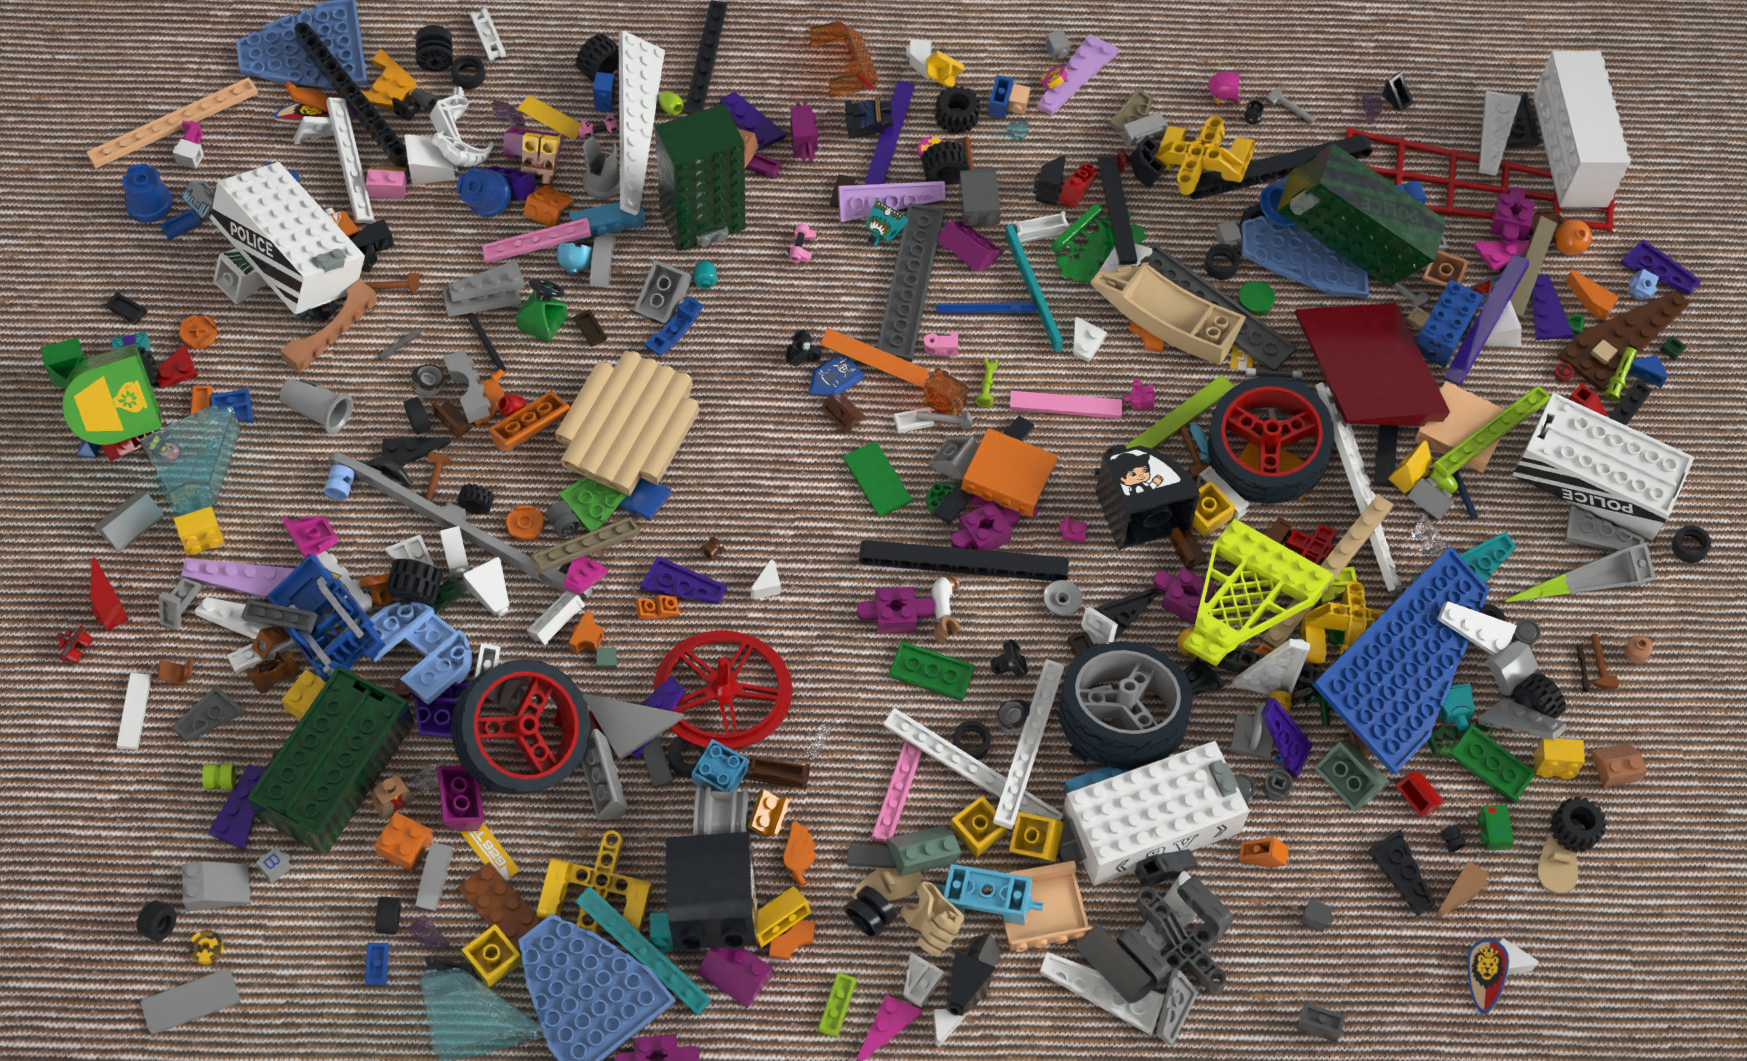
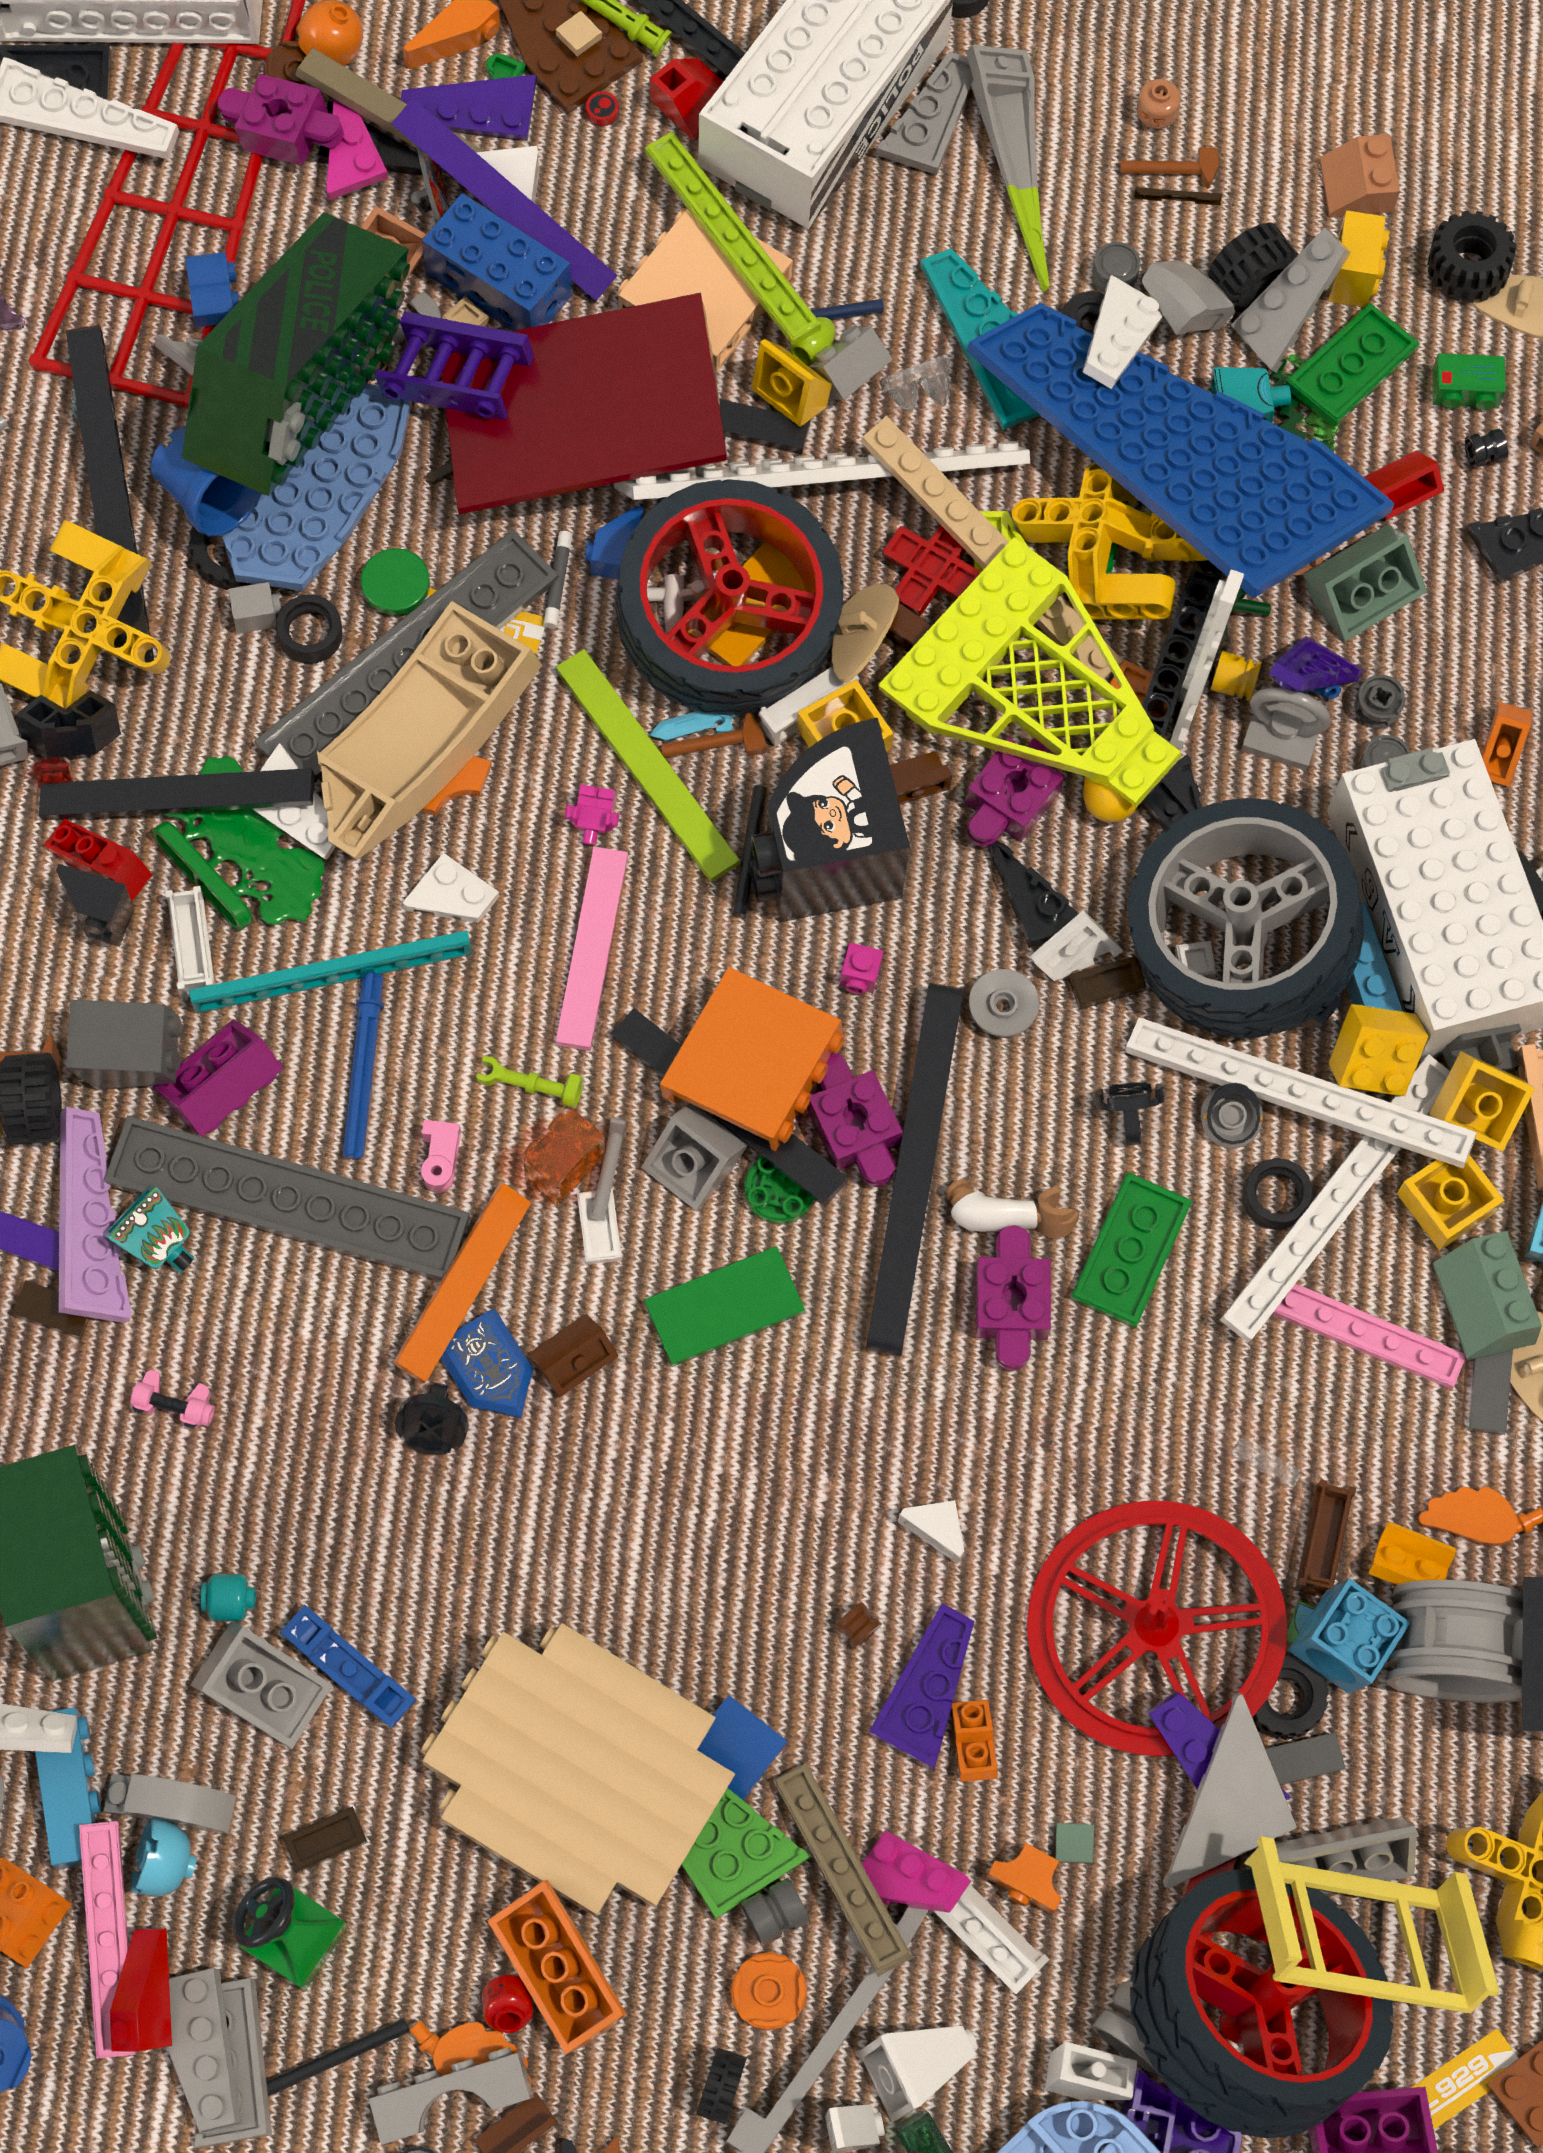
camera: 85 degrees left, 10 degrees up
(505, 254) = (142, 1999): none -> red slope
(587, 777) = (1453, 1907): none -> light yellow piece
(1056, 776) = (1378, 1050): none -> yellow brick
(1267, 510) = (862, 629): none -> tan shield
(1398, 302) = (452, 337): none -> dark purple fence

